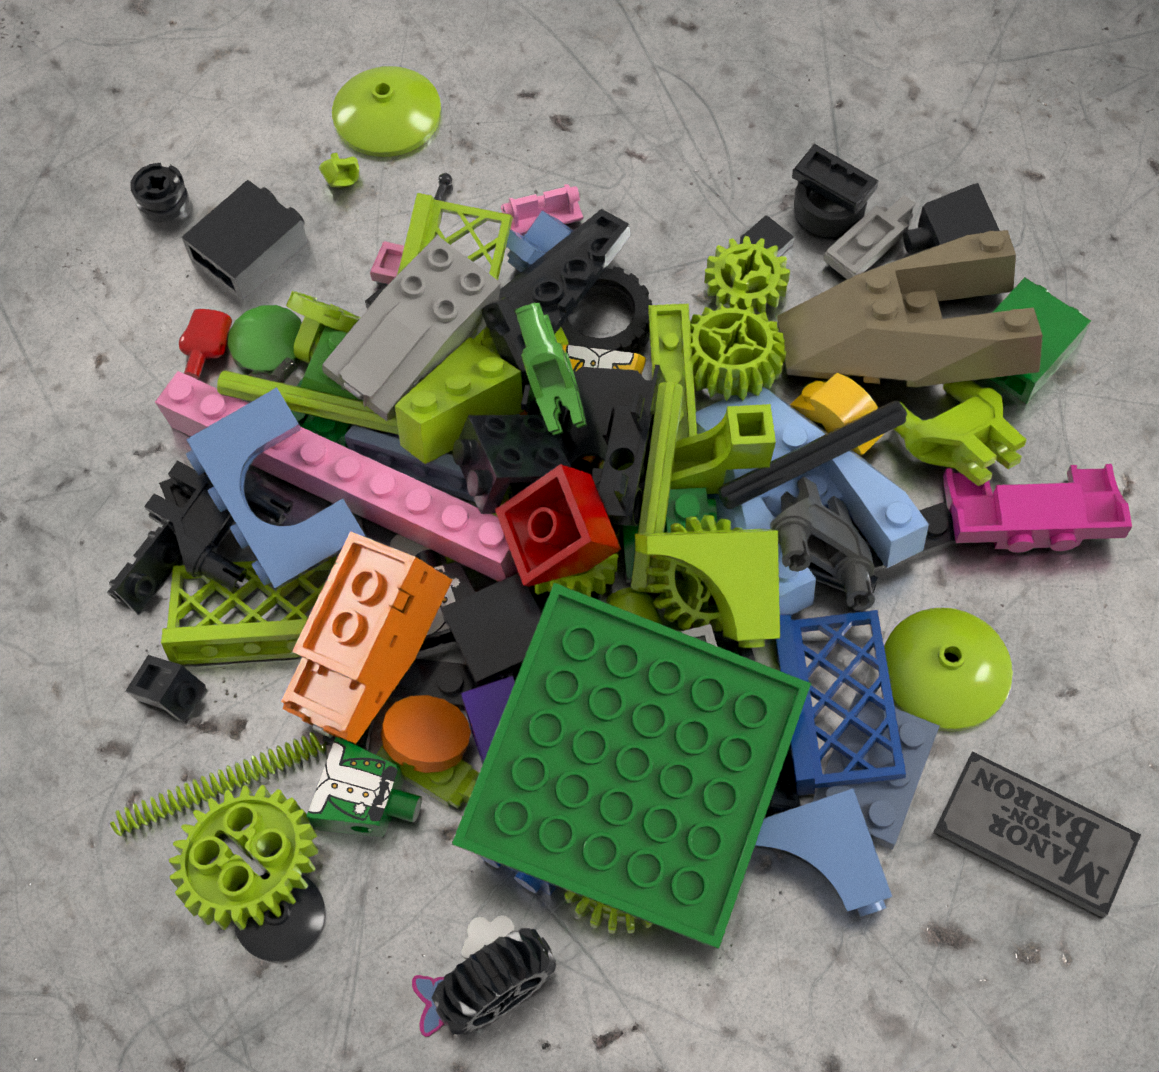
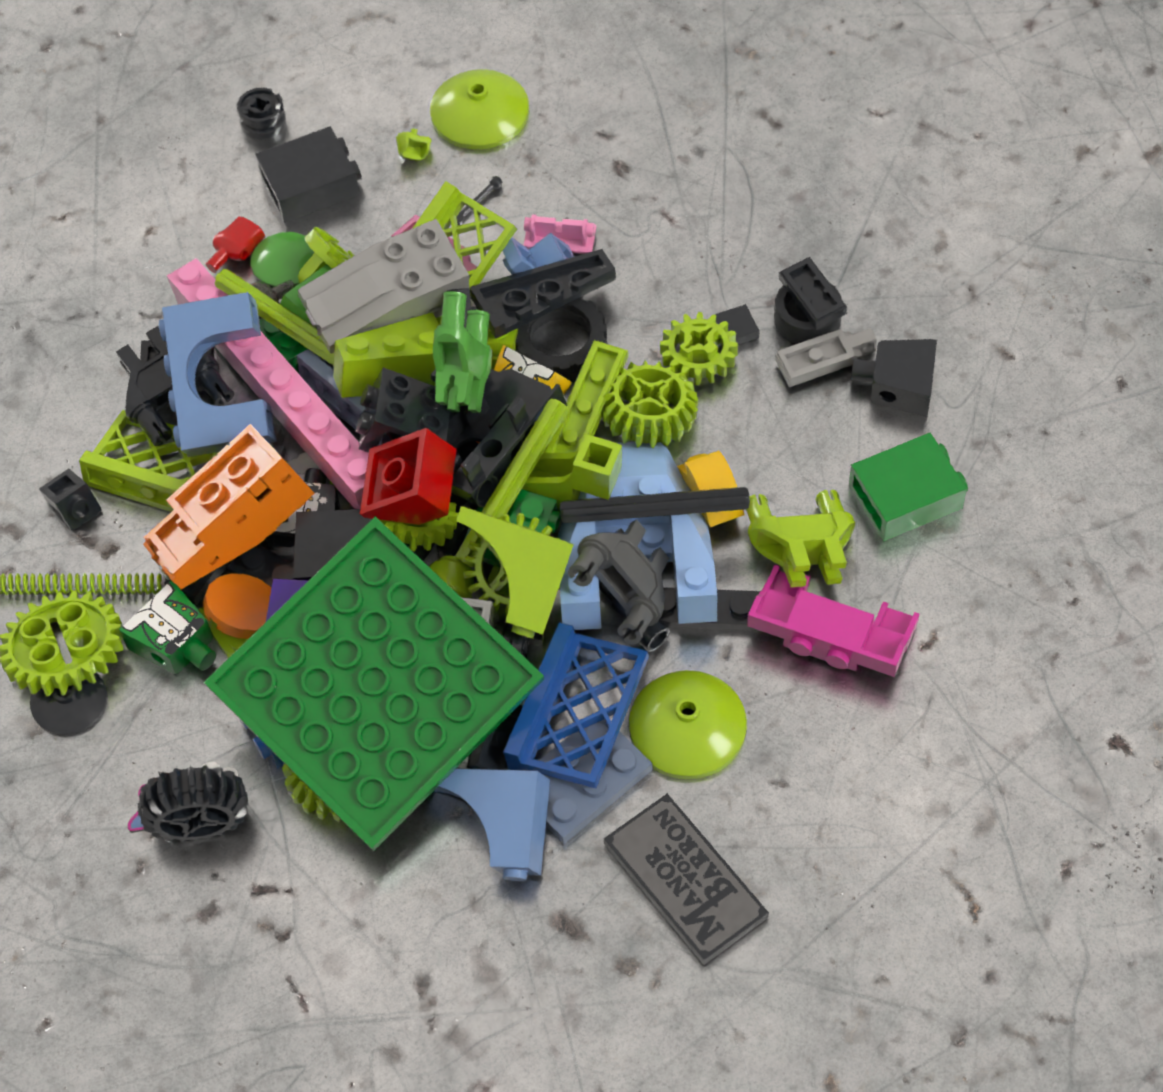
camera: 25 degrees right, 5 degrees down
(152, 566) = (98, 406): black hinge -> none
(893, 326) = (798, 431): dark tan wedge -> none

